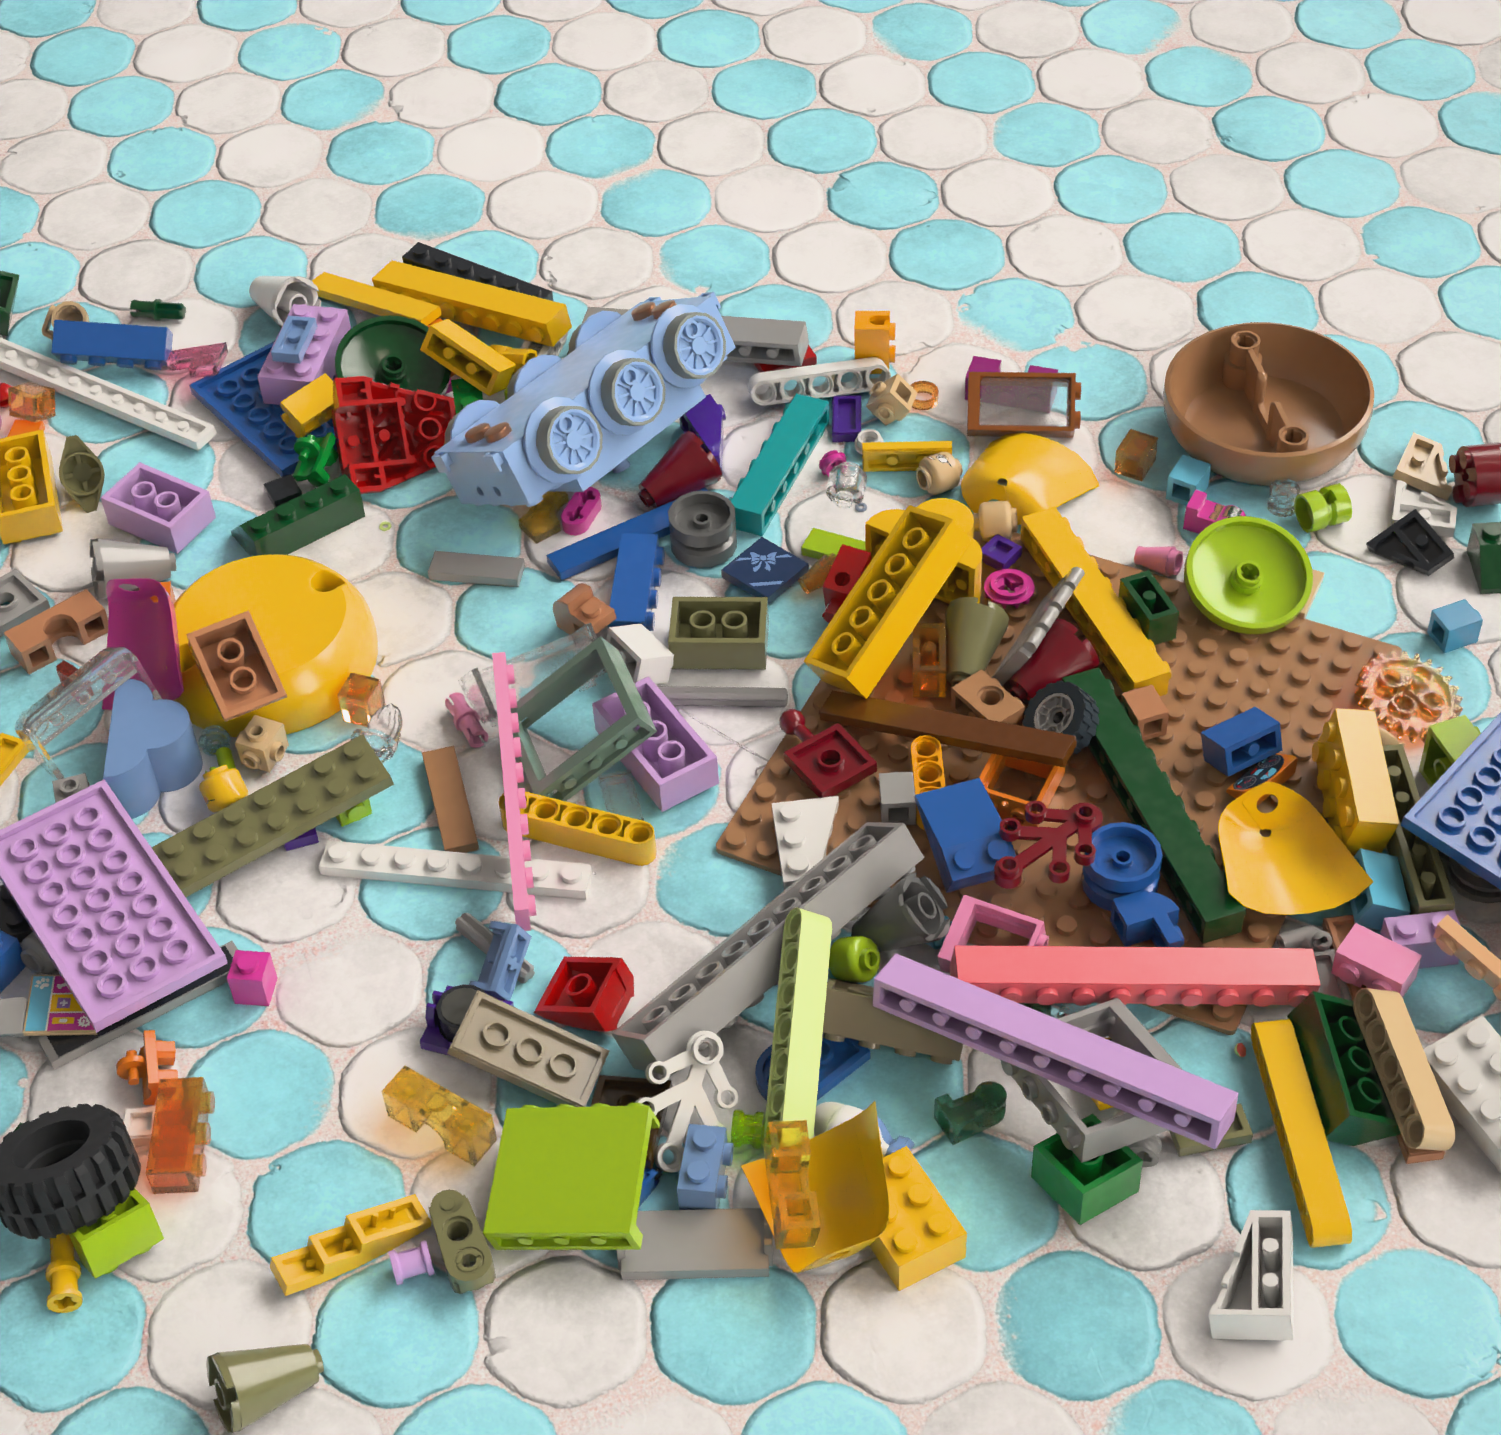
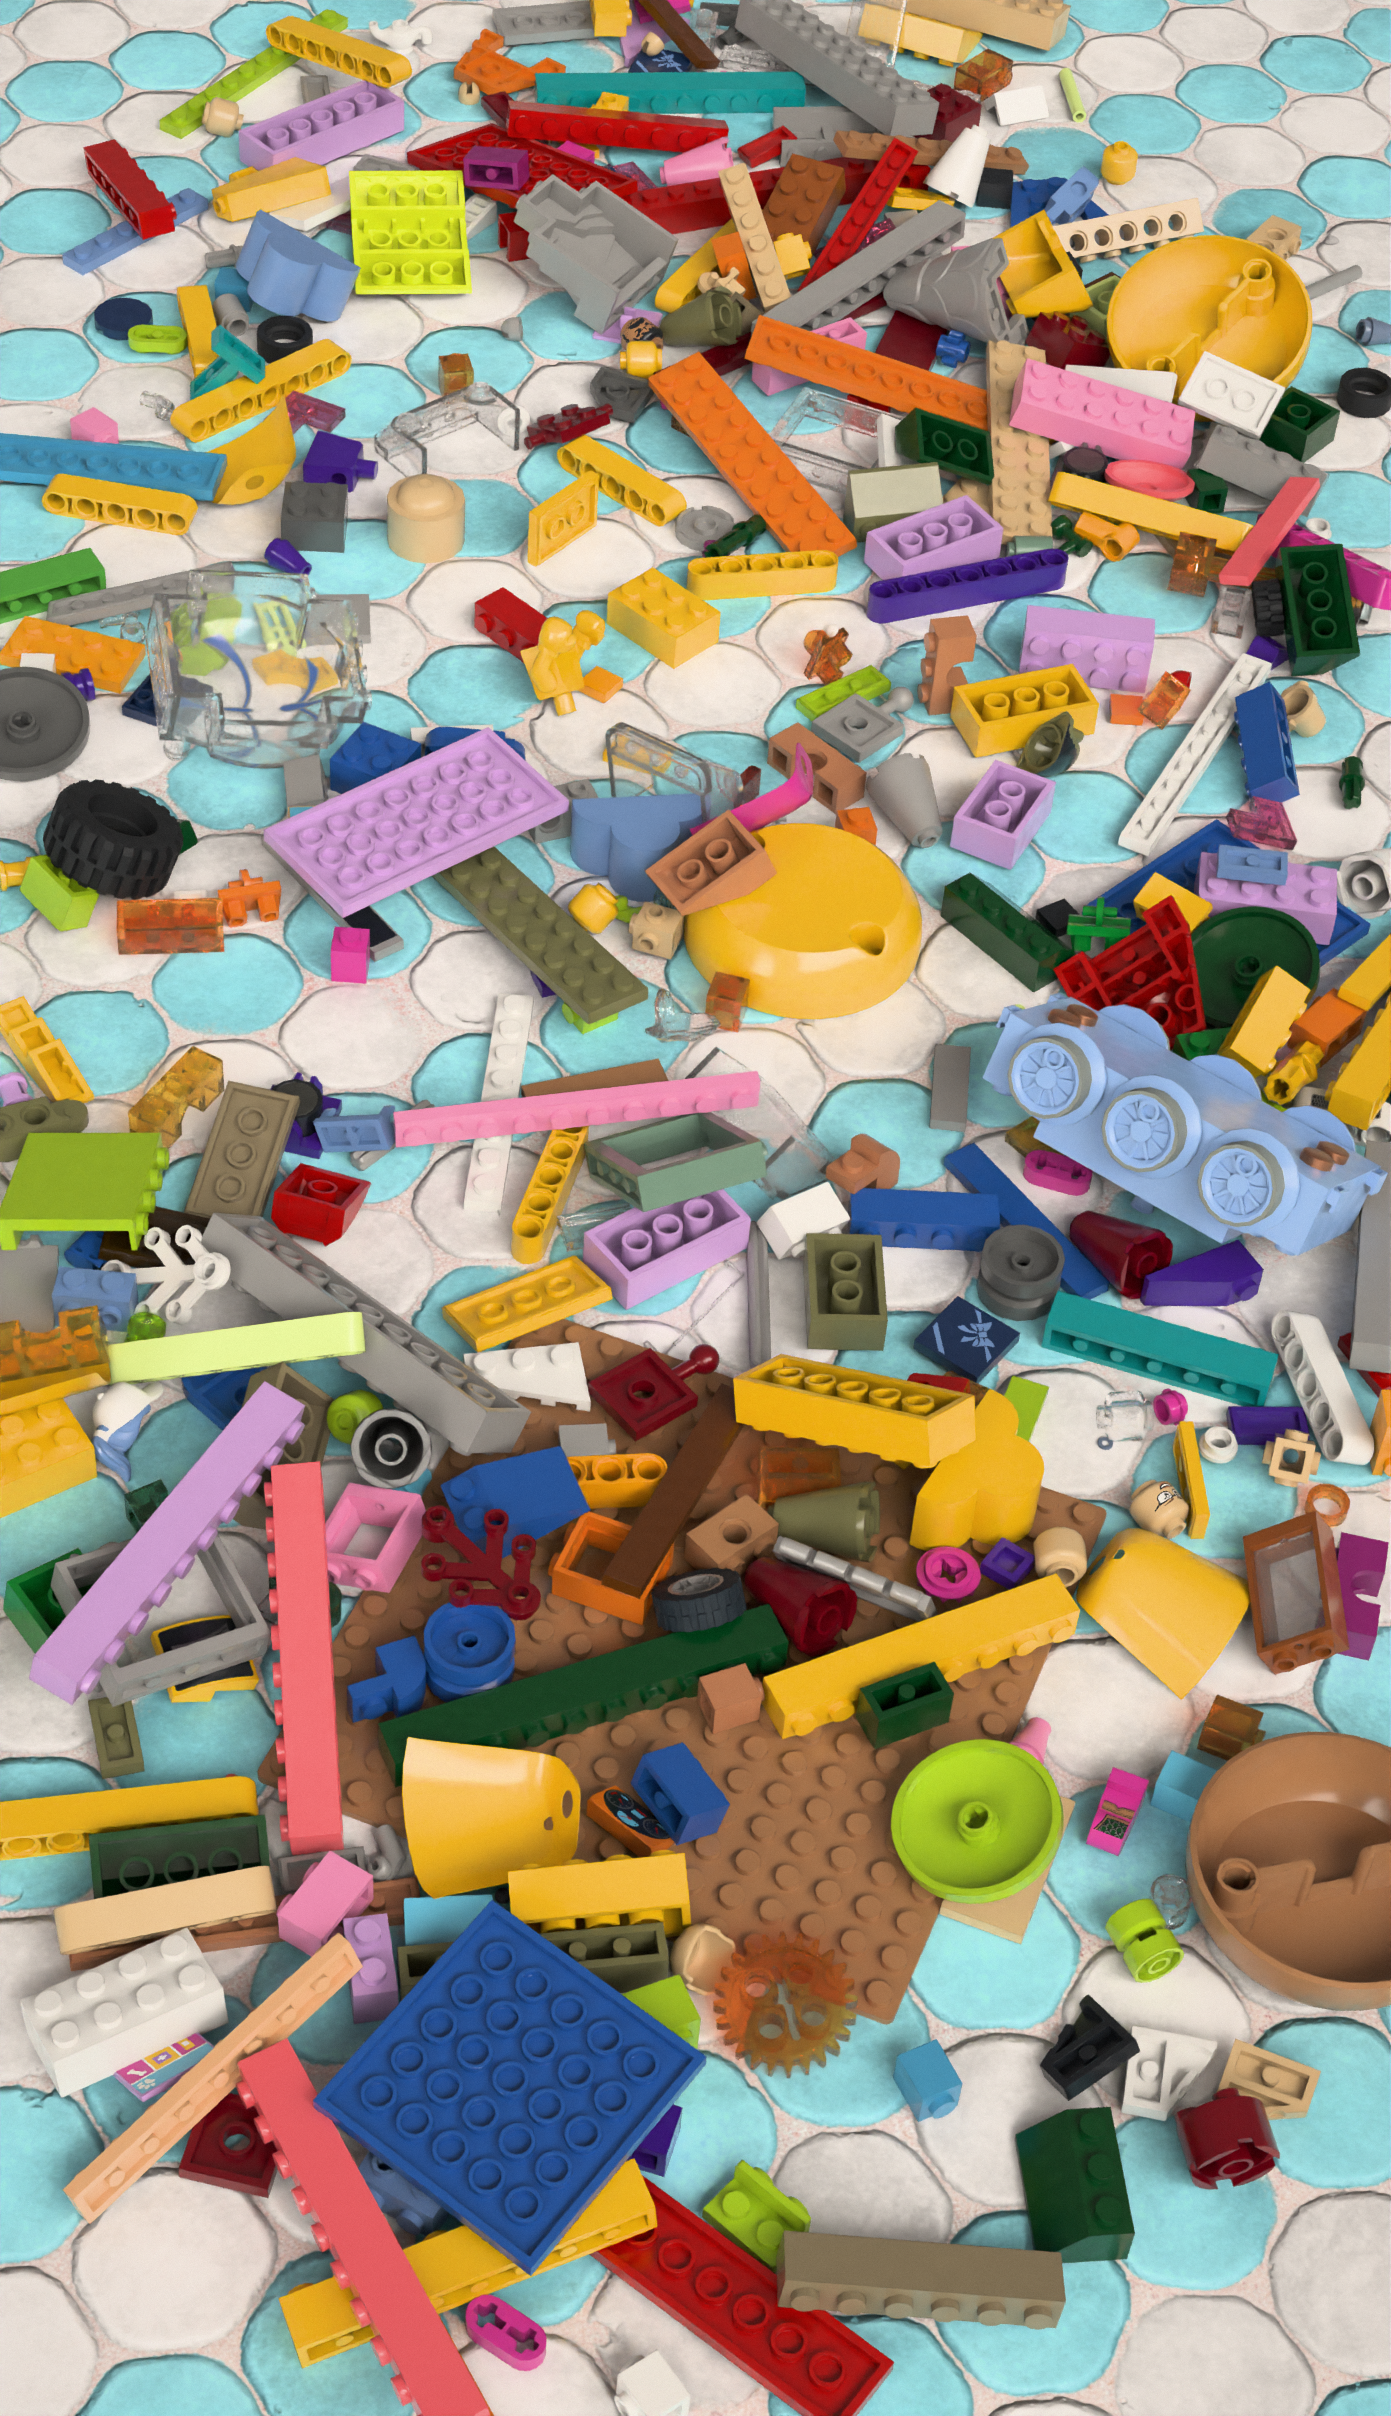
camera: 80 degrees right, 0 degrees up
(716, 845) = (526, 1303): none -> yellow tile

